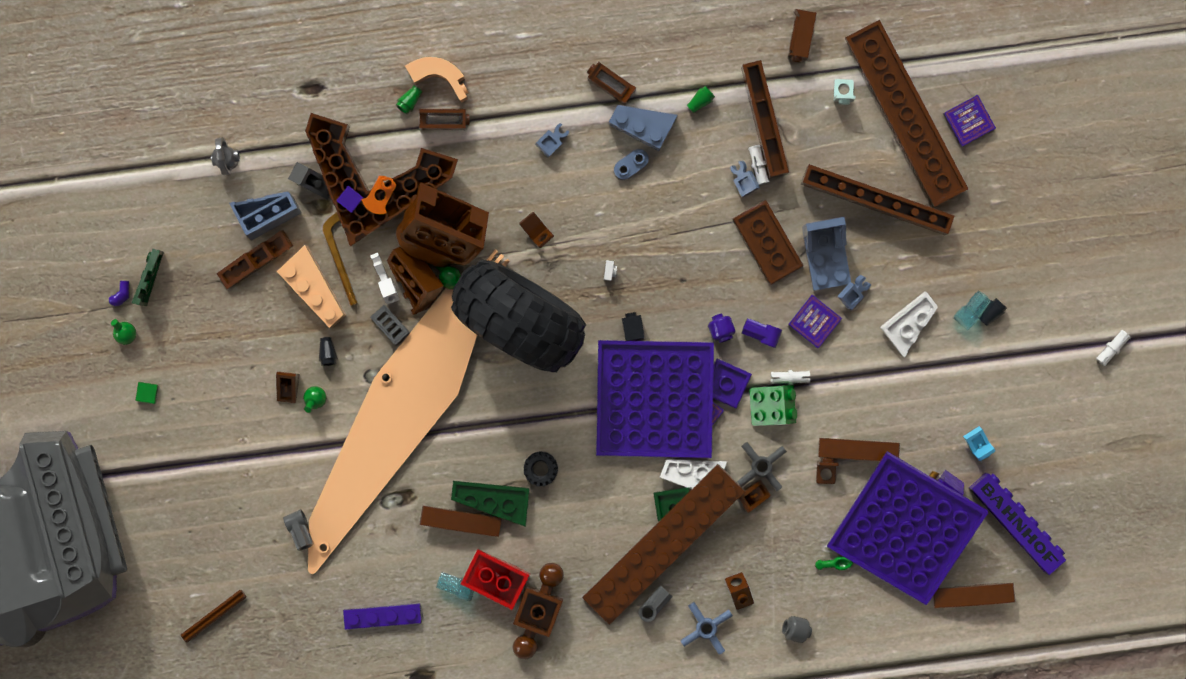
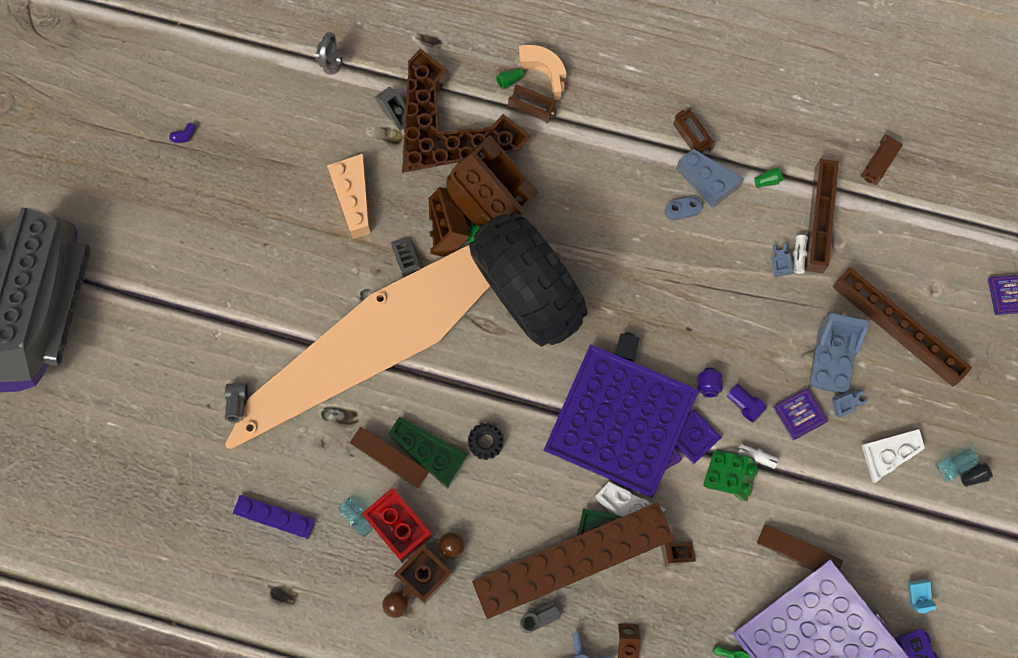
camera: 20 degrees right, 15 degrees down
(123, 332) = (168, 165): green piece -> none
(146, 392) = (162, 225): green tile -> none
(148, 278) = (209, 131): dark green wing -> none
(213, 616) = (117, 448): reddish brown axle -> none
(255, 259) = (313, 153): reddish brown slope -> none
(265, 213) = (341, 117): sand blue wedge -> none
(287, 386) = (288, 269): reddish brown slope -> none
(314, 398) = (307, 290): green piece -> none
(327, 230) = (389, 153): pearl gold piece -> none
(327, 353) = (338, 256): black cone -> none
(350, 199) = (420, 130): dark purple tile -> none
(378, 206) = (438, 141): orange piece -> none
(386, 284) = (418, 220): white piece -> none
(536, 229) = (573, 226): reddish brown bracket -> none
(550, 141) = (619, 160): sand blue plate -> none
(610, 270) = (626, 289): white plate -> none
(756, 459) = (689, 530): dark grey bar -> none
(768, 242) = (782, 326): reddish brown tile -> none
(826, 463) = (764, 553): reddish brown bracket -> none
(847, 98) = (900, 226): light aqua bracket -> none
(906, 113) = (954, 266): reddish brown plate -> none

